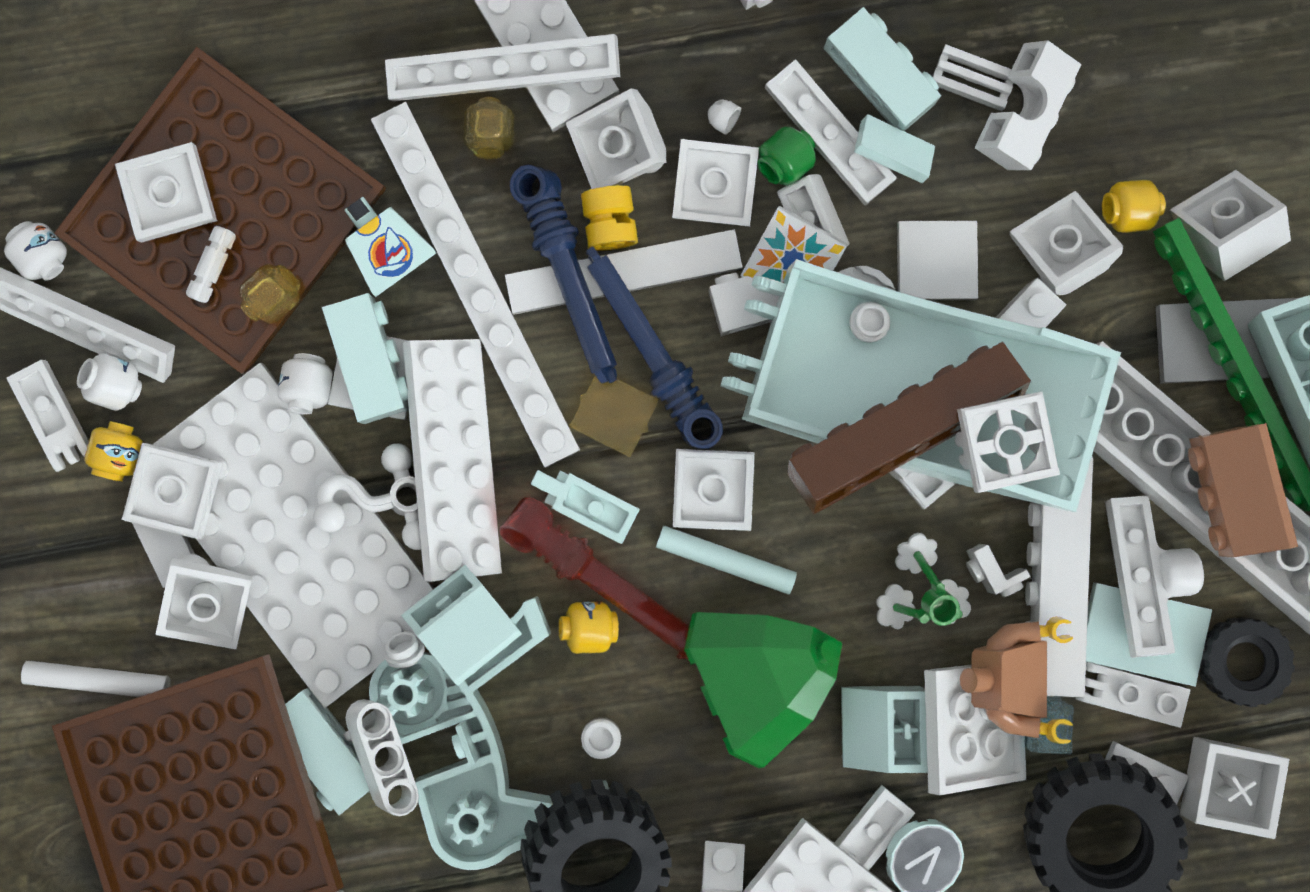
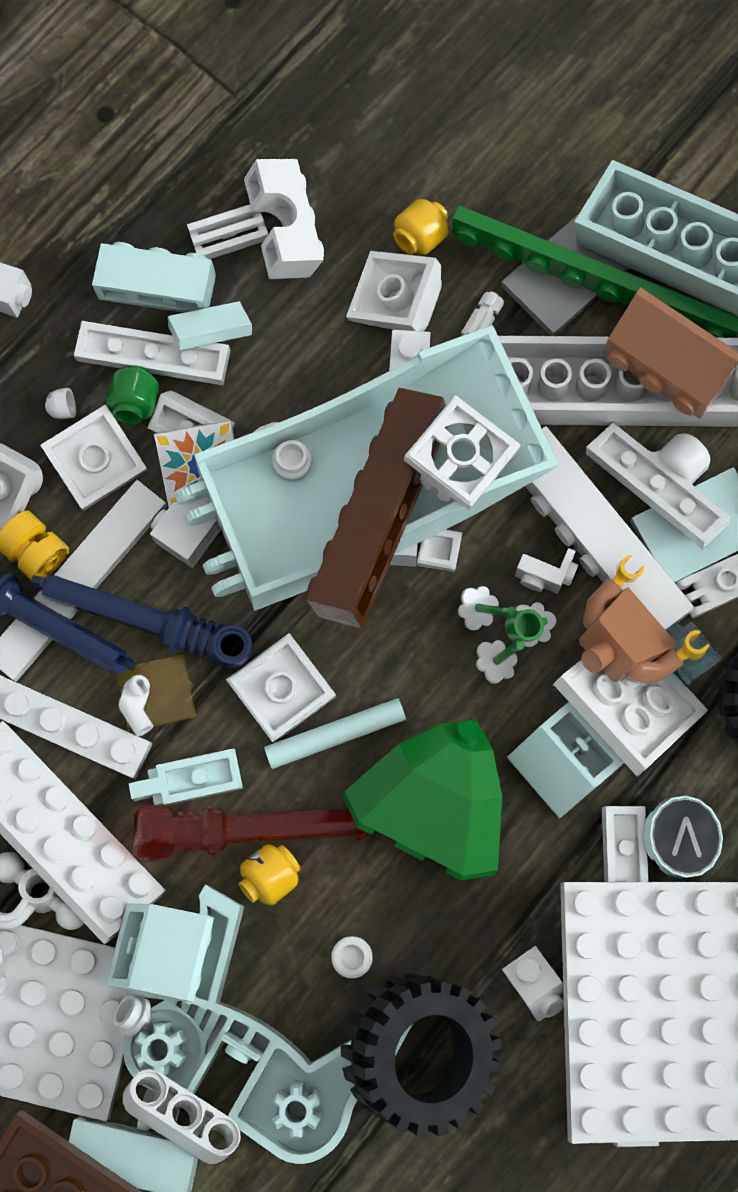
camera: 30 degrees left, 10 degrees down
(589, 409) = (133, 703): none -> white arm
(938, 259) = (308, 375): white tile -> none
(1111, 324) = (483, 317): none -> white axle
(1233, 224) = (506, 181): white slope -> none

